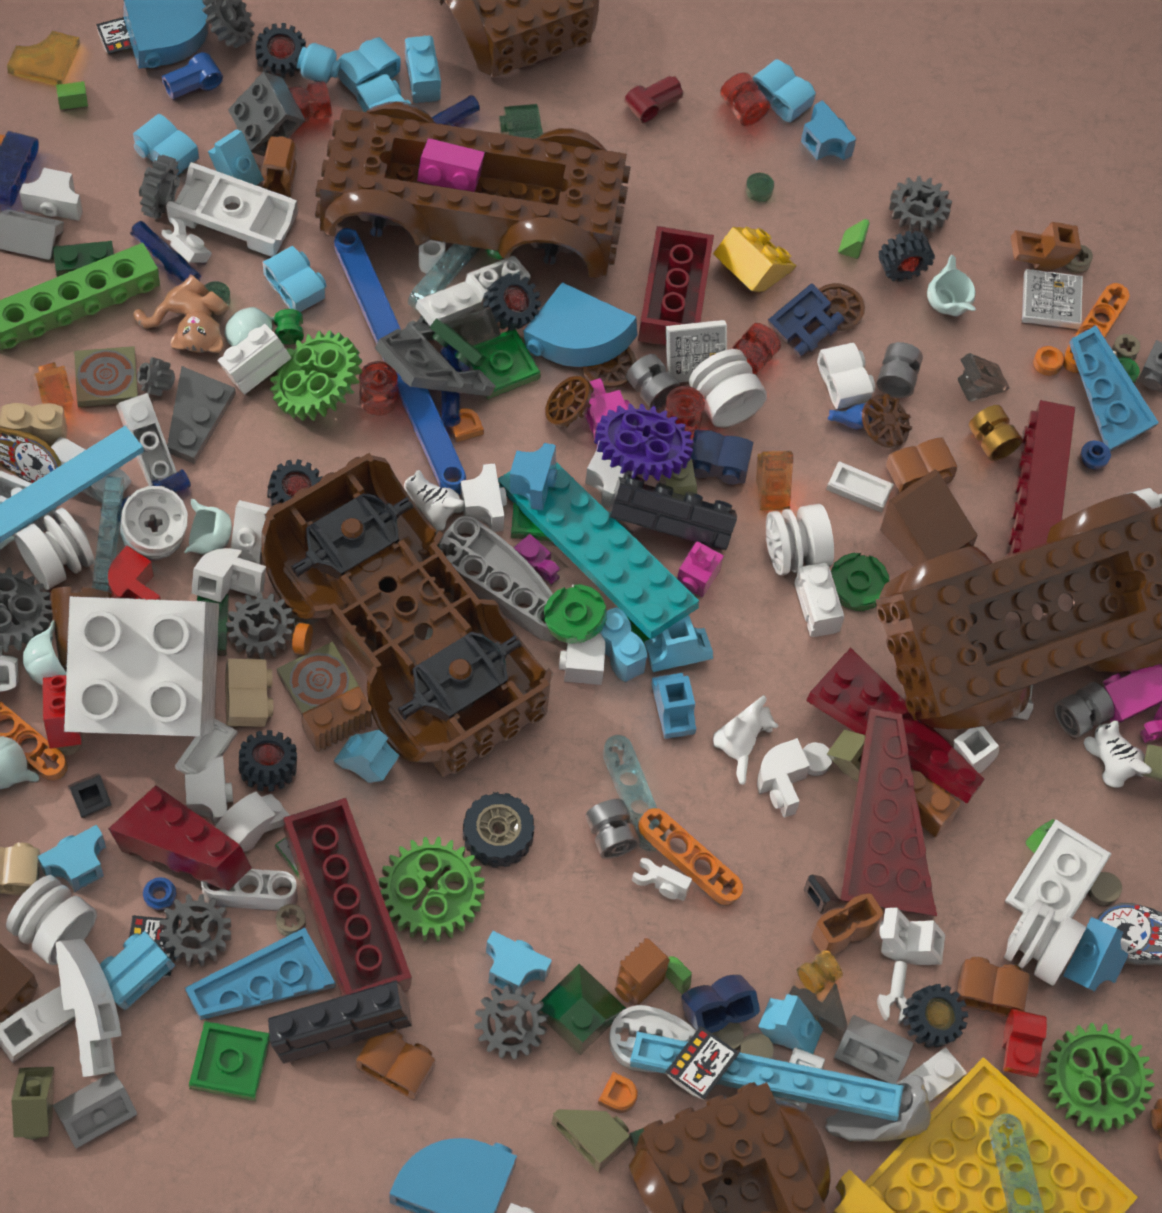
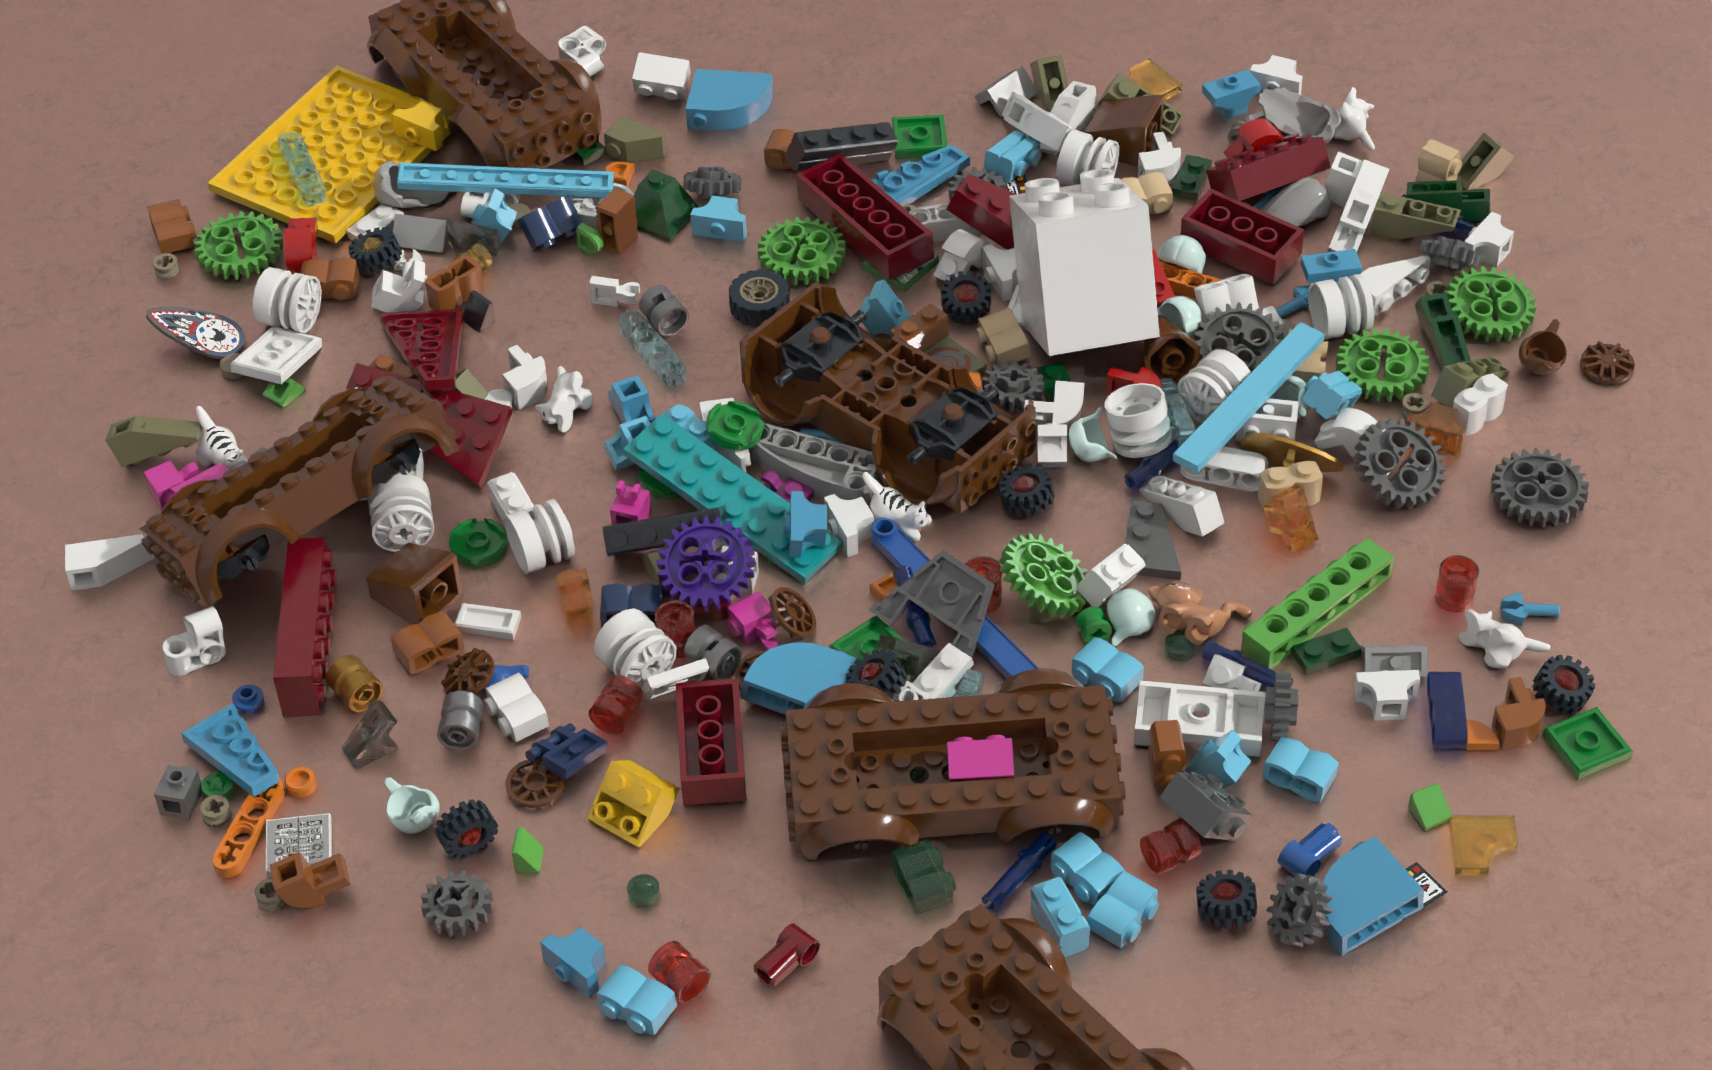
camera: 175 degrees right, 15 degrees down
(105, 376) = (1248, 553): tile -> none
(156, 376) = (1199, 550): dark grey gear -> none
(318, 63) = (1174, 875): medium azure head -> none
(466, 352) = (918, 627): dark green plate -> none
(694, 852) = (622, 312): orange beam -> none
(701, 1063) = (555, 171): piece -> none
(1097, 956) = (238, 301): dark azure brick -> none

